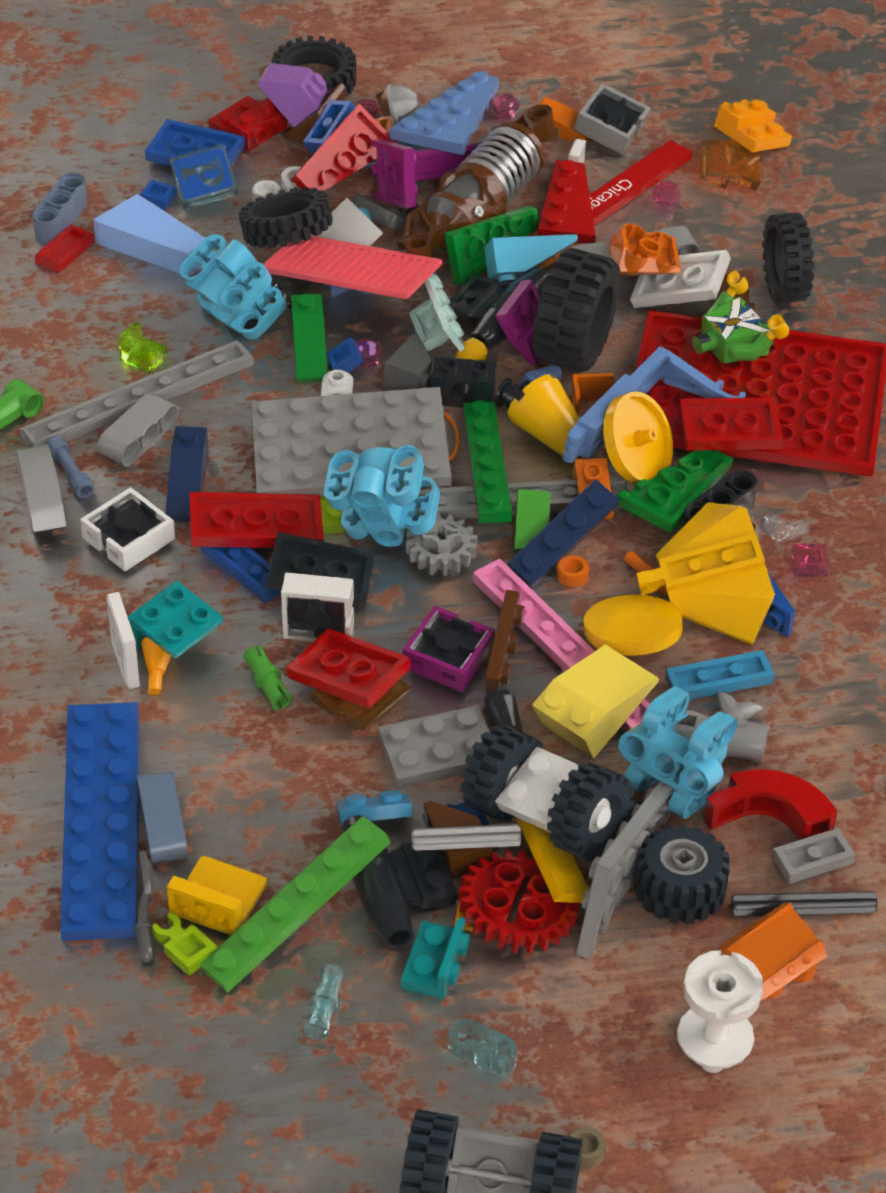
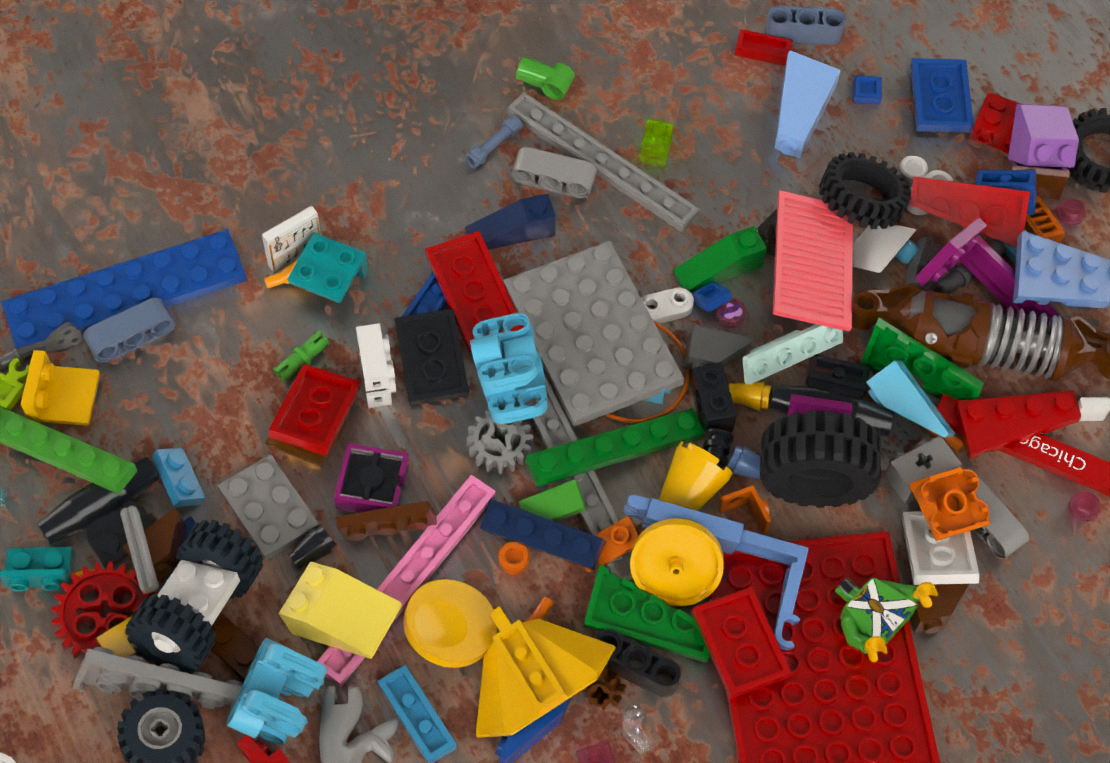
camera: 70 degrees right, 15 degrees up
(40, 487) = (446, 122): light grey arch -> none
(128, 529) = (429, 203): piece -> none
(203, 176) = (899, 112): tile -> none
(233, 273) = (745, 177): medium azure piece -> none
(397, 101) = (1079, 230): light grey piece -> none
(788, 257) = (1005, 637): black tyre -> none

